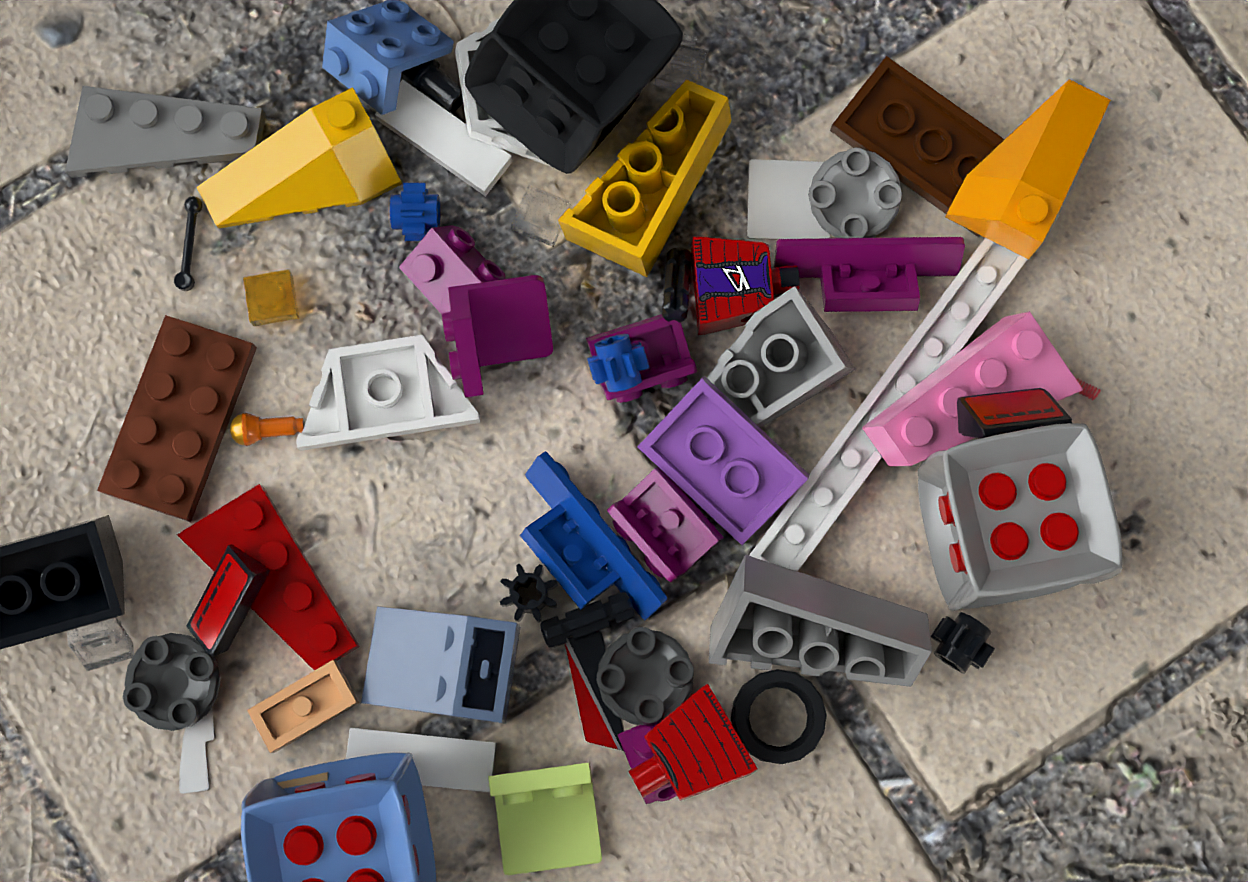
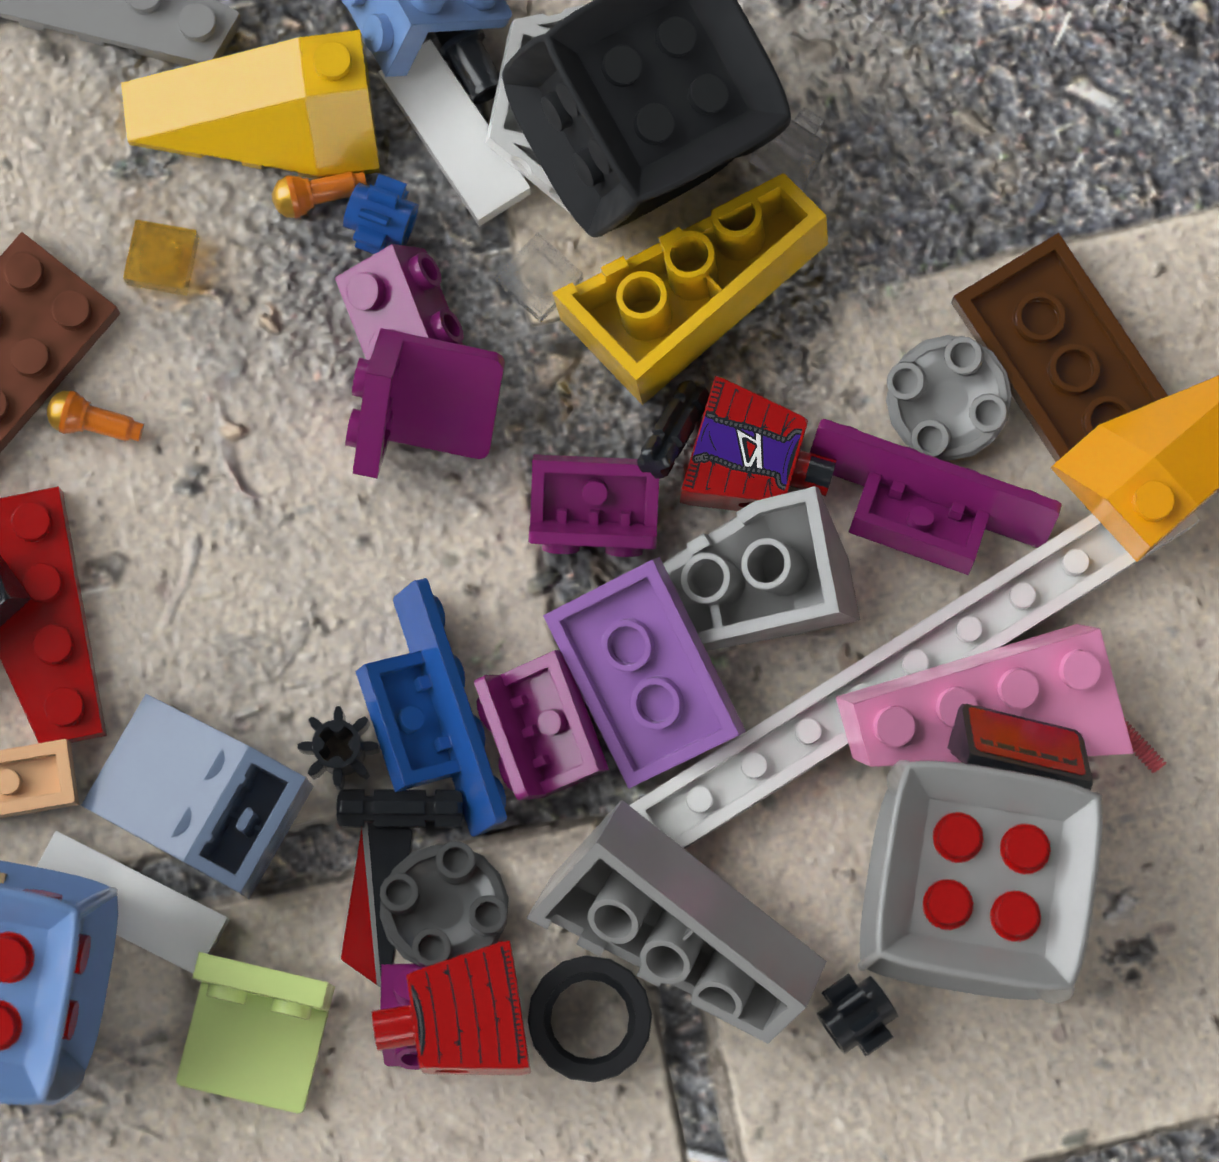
camera: 20 degrees right, 0 degrees up
(183, 279) = (61, 194): black hinge -> none
(350, 220) = (297, 195): none -> orange piece
(383, 393) = (253, 430): white wing -> none
(618, 363) = (558, 501): blue gear -> none
(780, 200) = (851, 370): white sticker -> none

